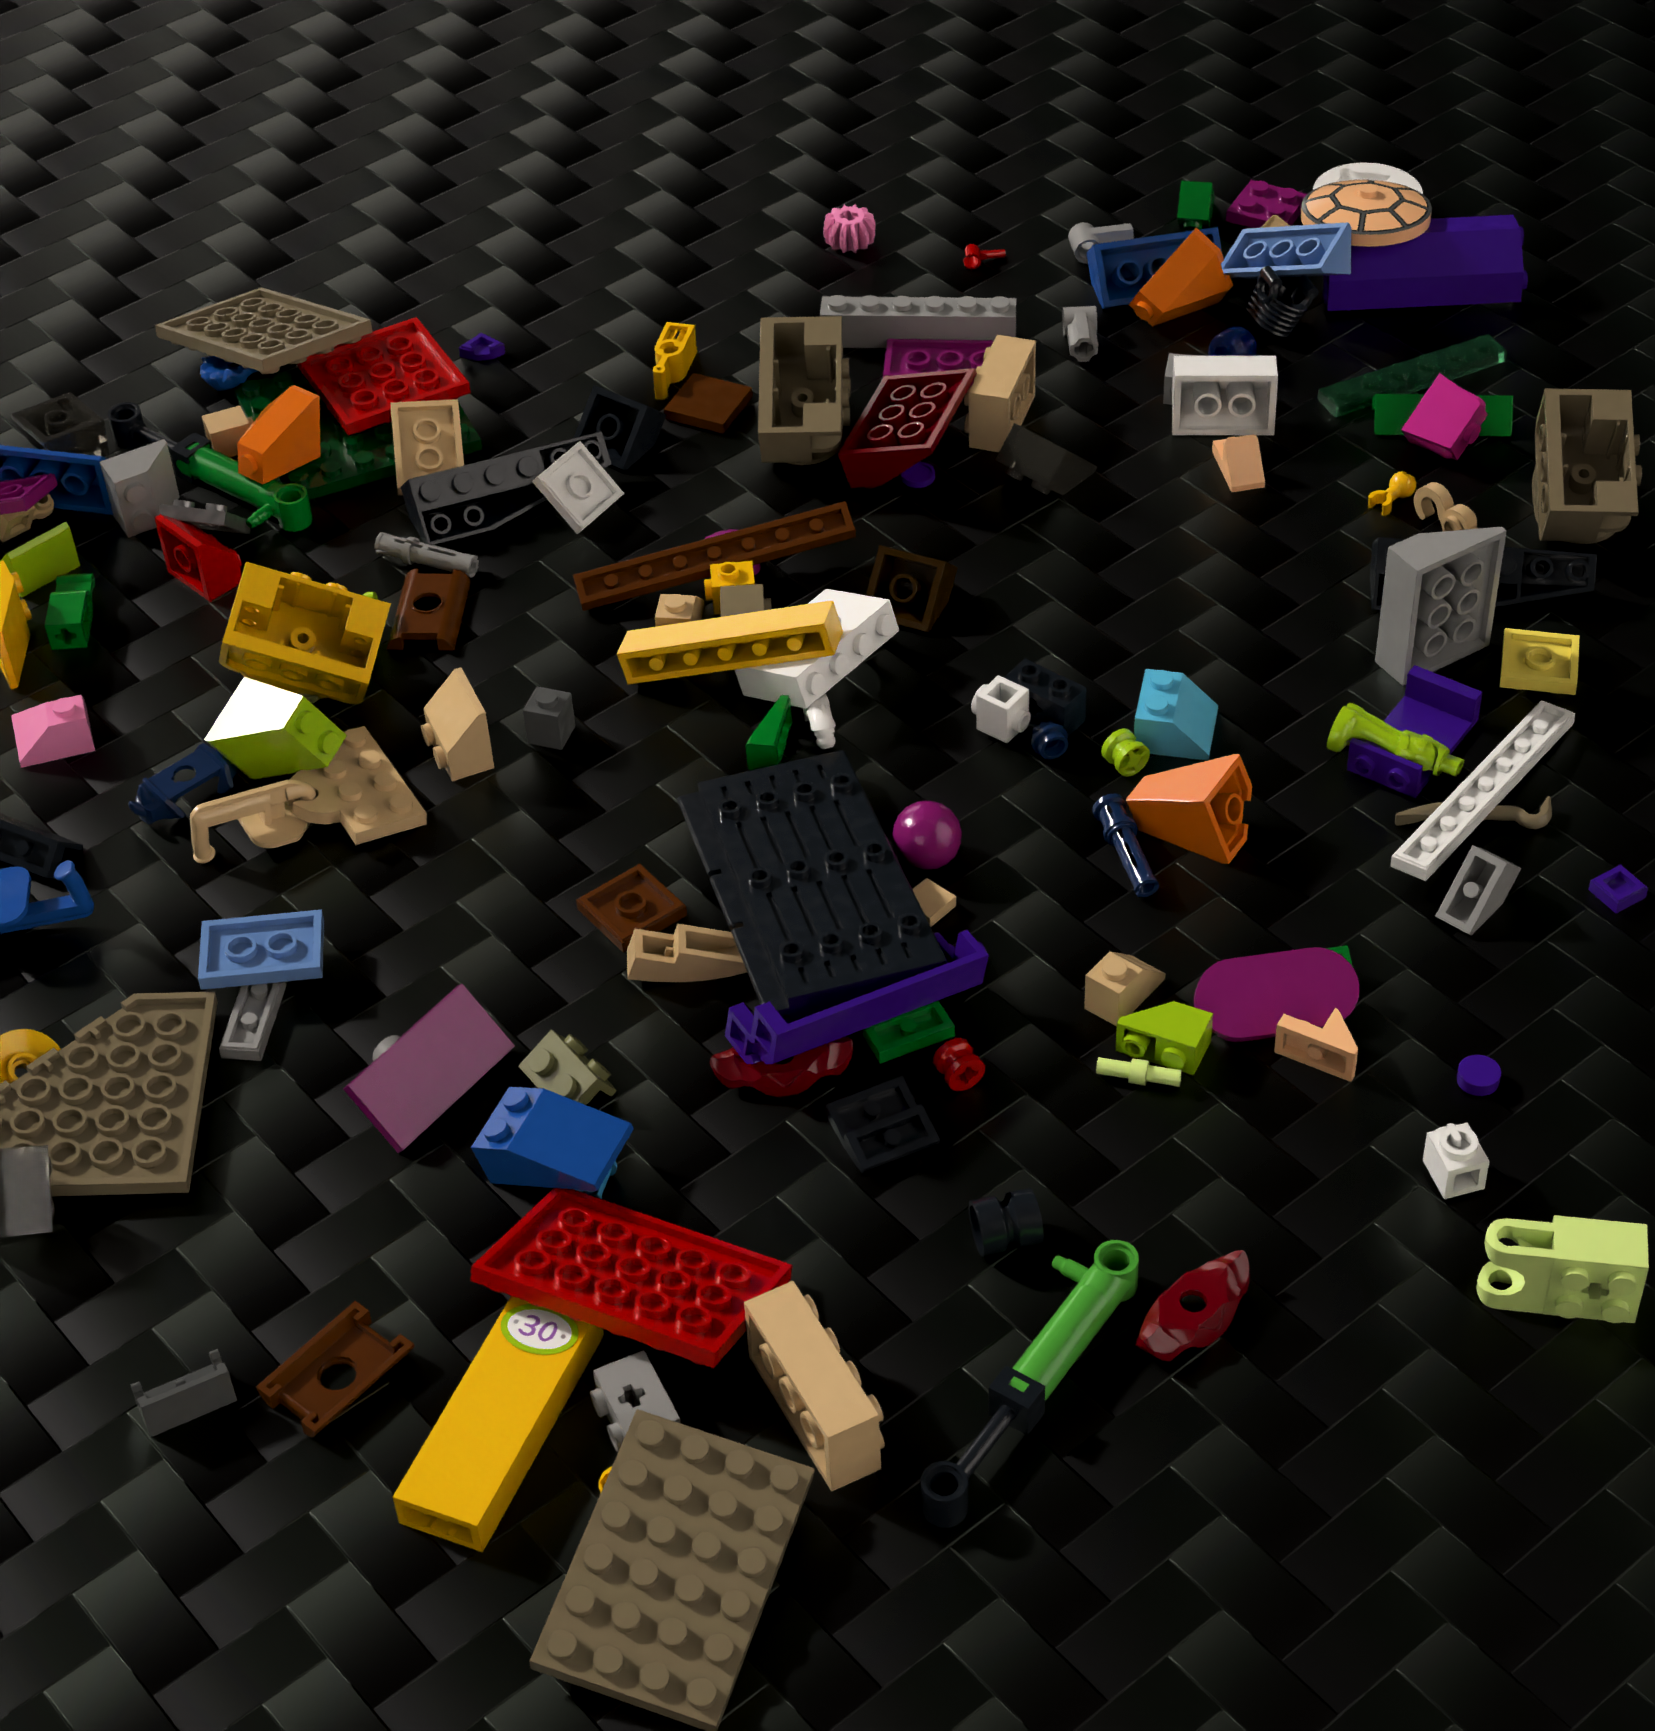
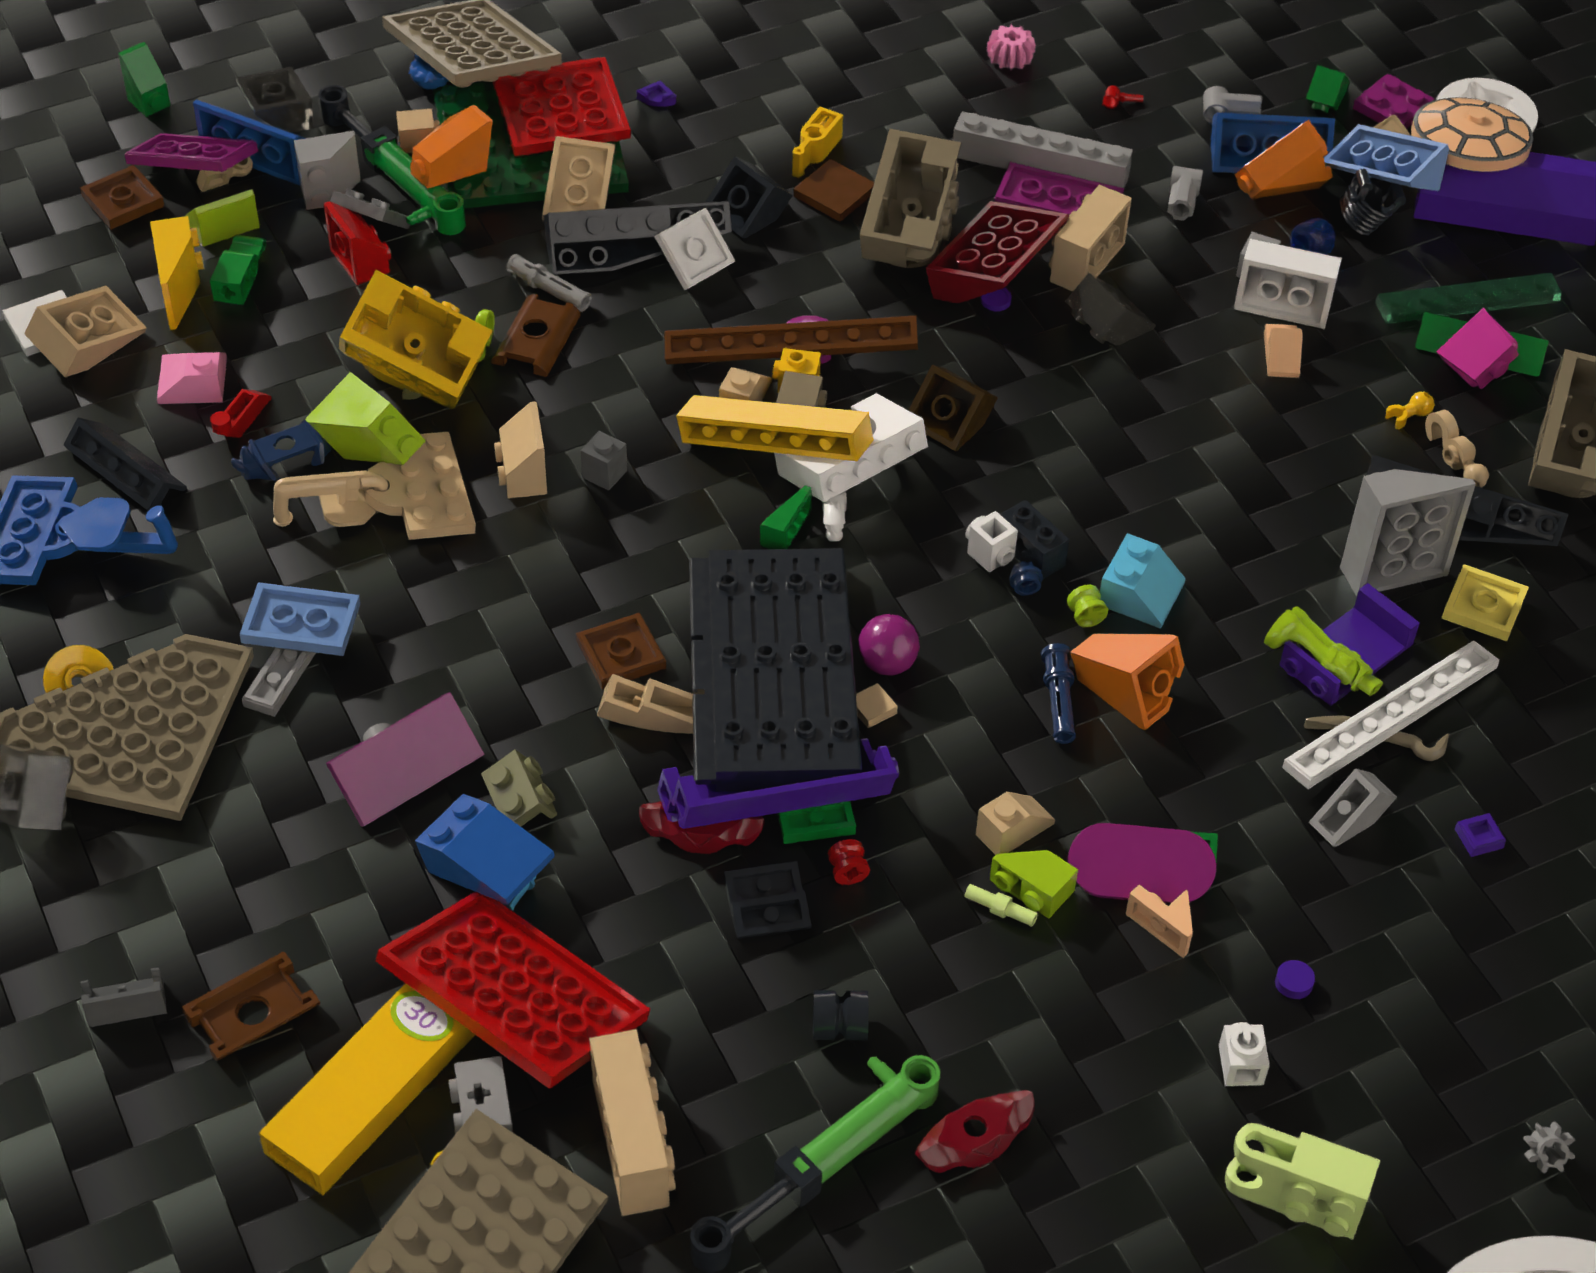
camera: 10 degrees right, 5 degrees up
(120, 756) = (239, 413): none -> red piece

